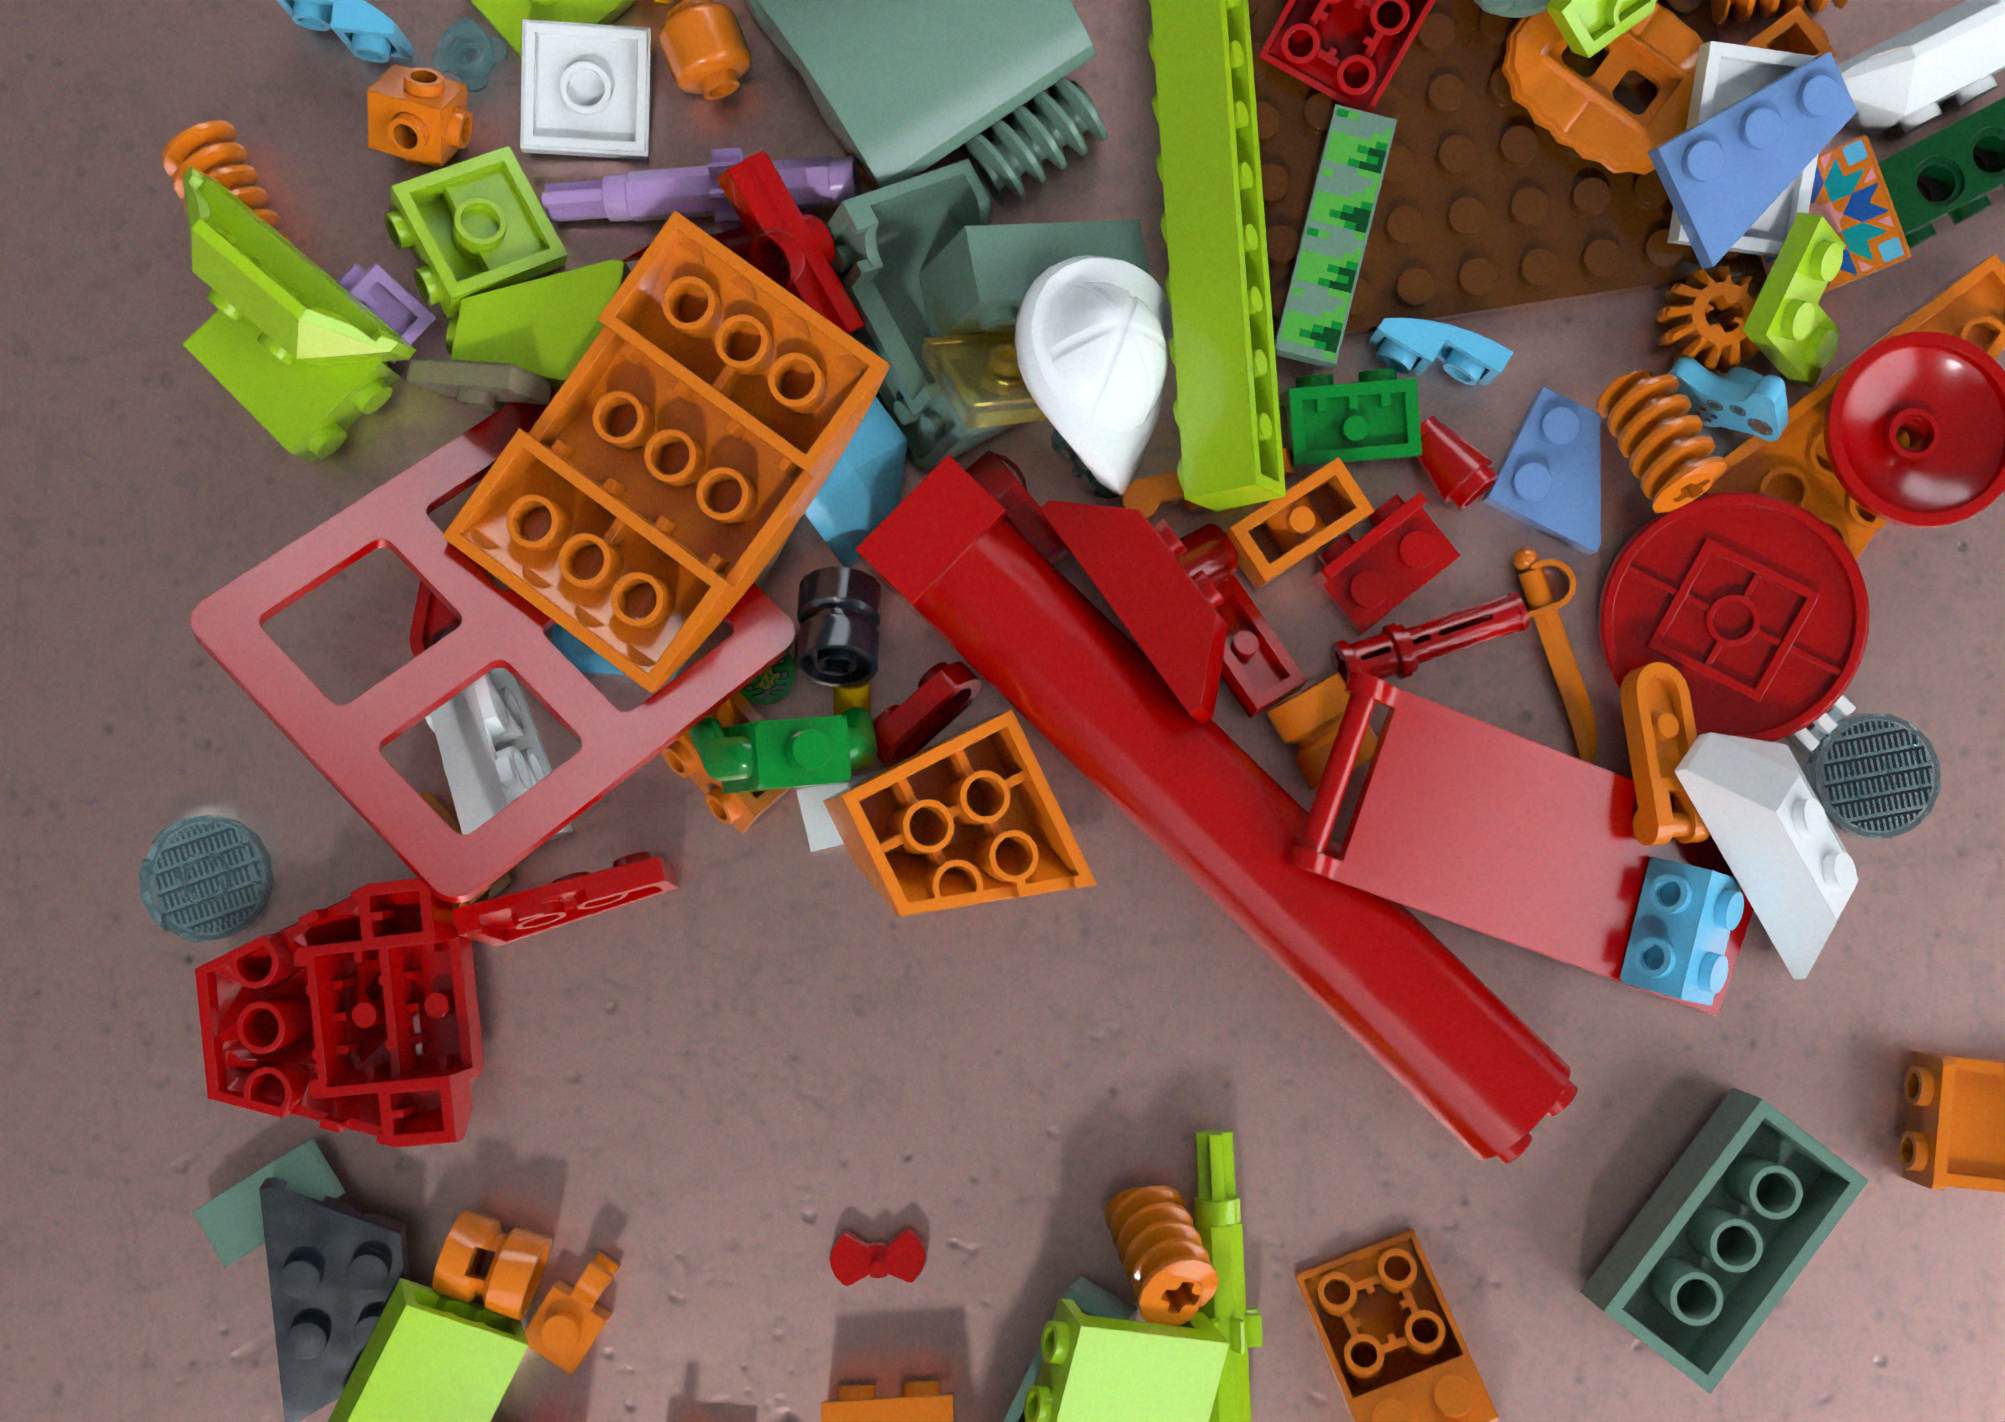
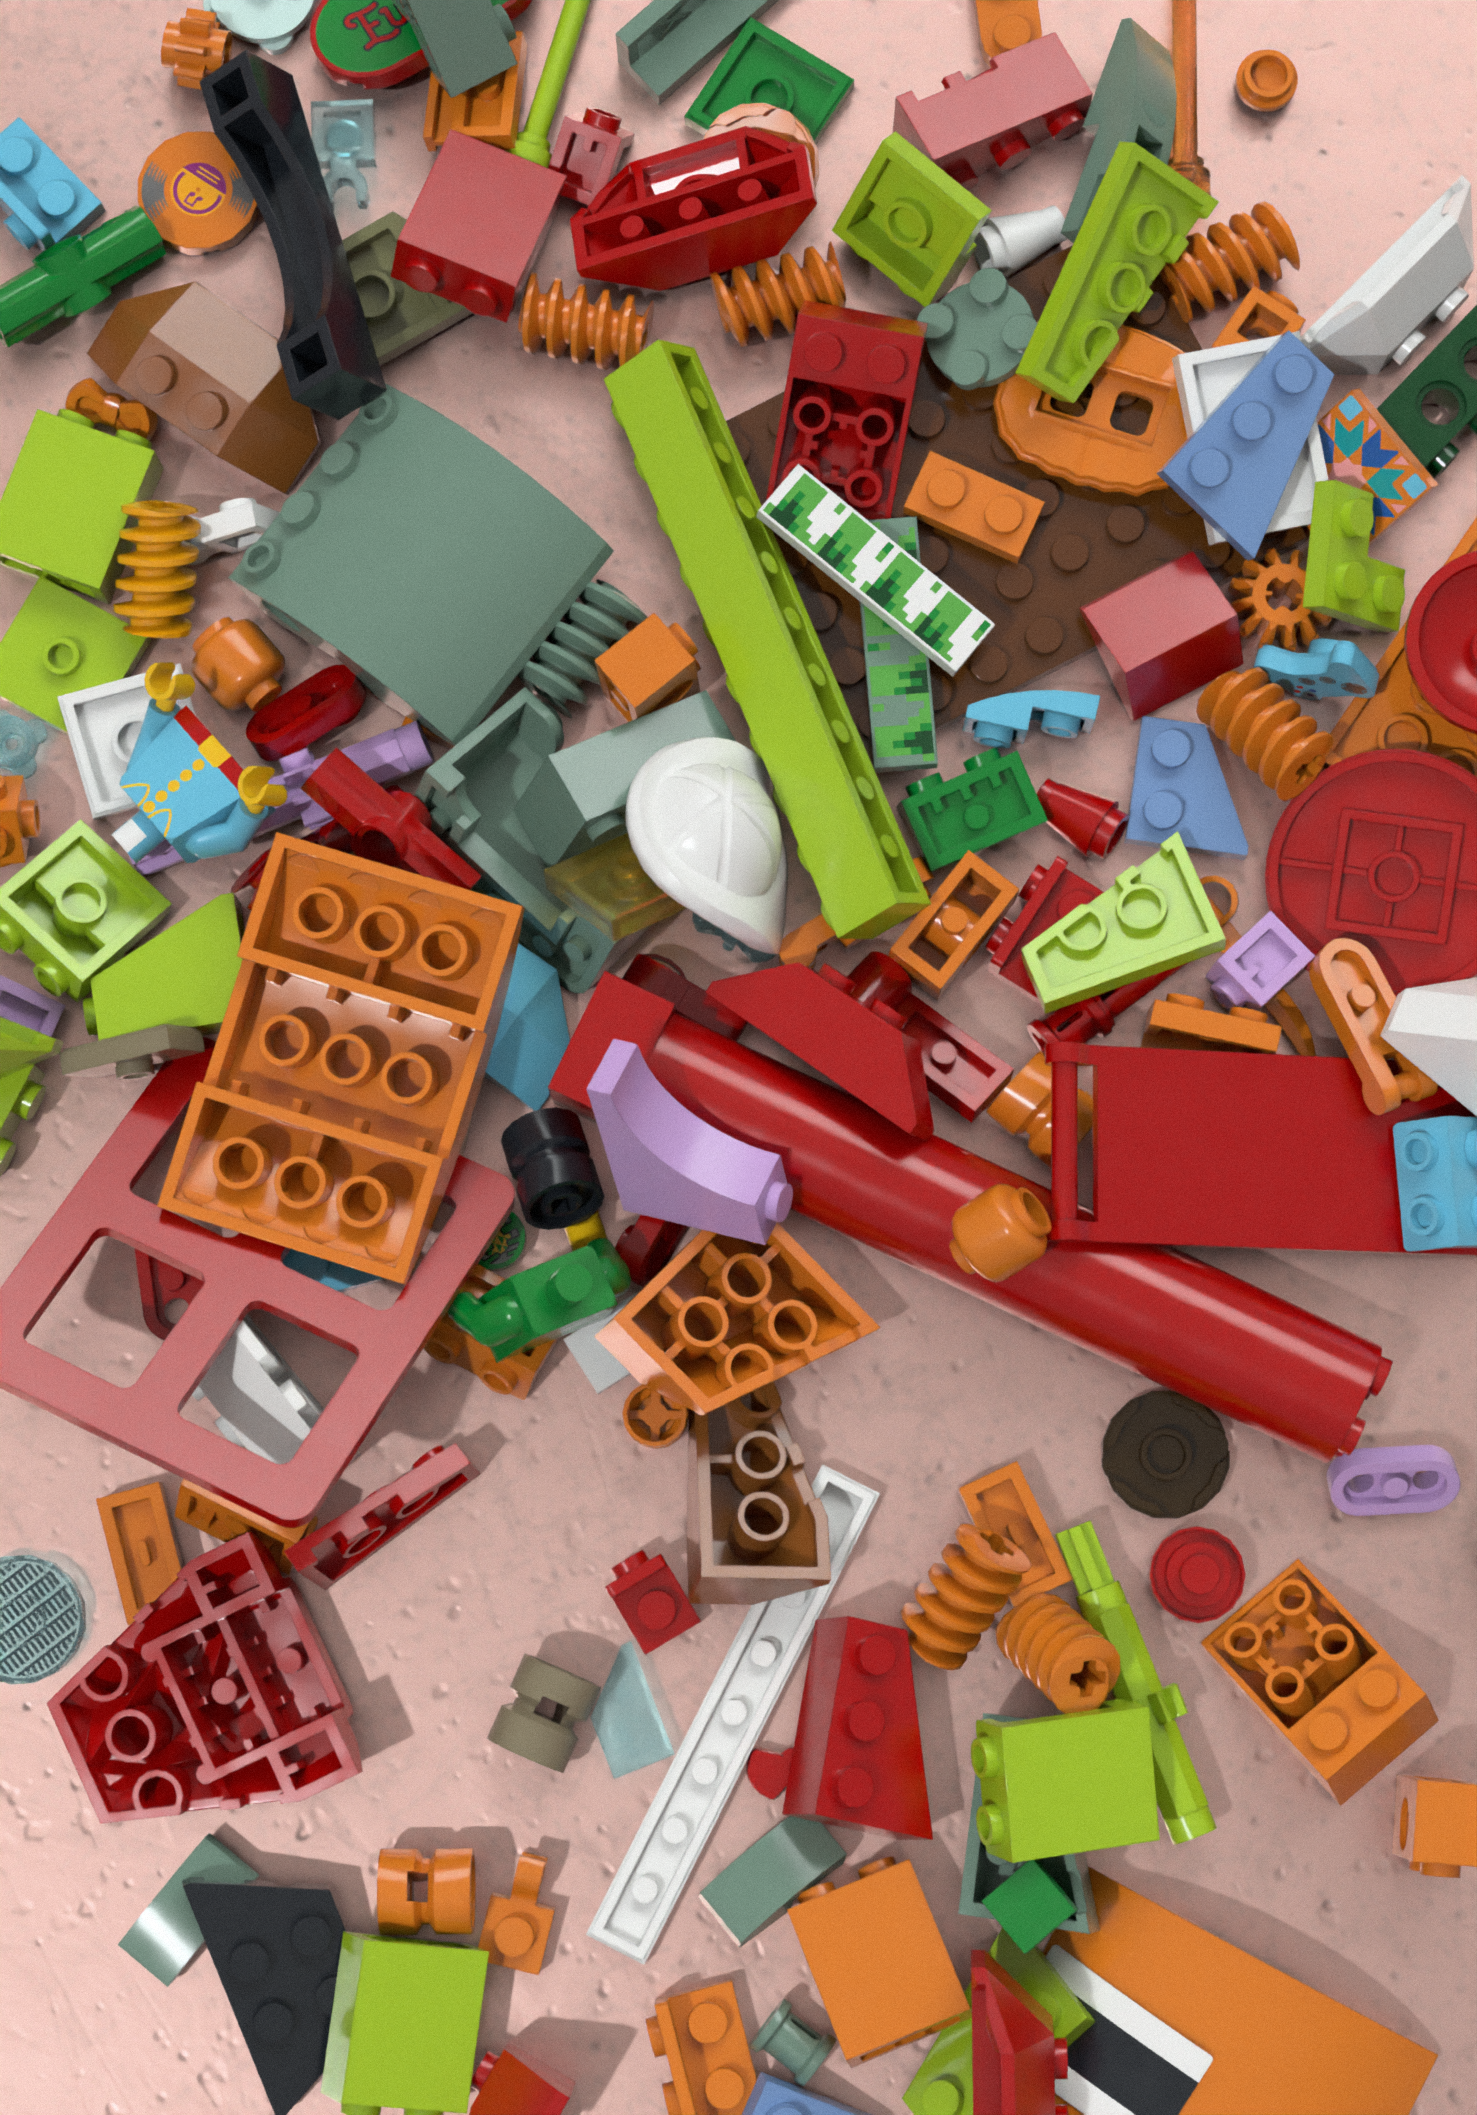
camera: 15 degrees left, 5 degrees down
(336, 852) = (140, 1544): none -> orange plate
(614, 138) = (189, 782): none -> medium azure torso
(641, 1152) = (536, 1735): none -> dark tan wheel
(738, 1164) = (629, 1718): none -> clear light blue tile
(755, 116) = (306, 713): none -> red plate
(795, 1062) = (651, 1600): none -> red bracket
(820, 1359) = (771, 1876): none -> sand green slope
(836, 1193) = (722, 1739): none -> white tile
(850, 897) = (654, 1409): none -> orange wheel
(918, 1012) = (751, 1507): none -> dark orange wedge
(945, 1262) = (859, 1734): none -> red wedge
(954, 663) = (677, 1164): none -> lavender arch
(1088, 1164) = (963, 1595): none -> orange piece
(1091, 177) = (649, 669): none -> orange brick
(1156, 1118) = (1007, 1506): none -> orange plate
(1245, 841) = (999, 1232): none -> orange head
(1314, 1214) = (1196, 1574): none -> red plate
(1322, 1090) = (1165, 1455): none -> dark brown tile
(1341, 155) = (875, 570): none -> tile
(1454, 130) = (973, 507): none -> orange plate
(1469, 587) = (1131, 931): none -> lime wing
(1486, 695) = (1186, 1026): none -> orange bracket
(1532, 1192) = (1391, 1480): none -> lavender plate
(1571, 662) = (1258, 965): none -> lavender bracket
(1594, 314) = (1164, 634): none -> slope

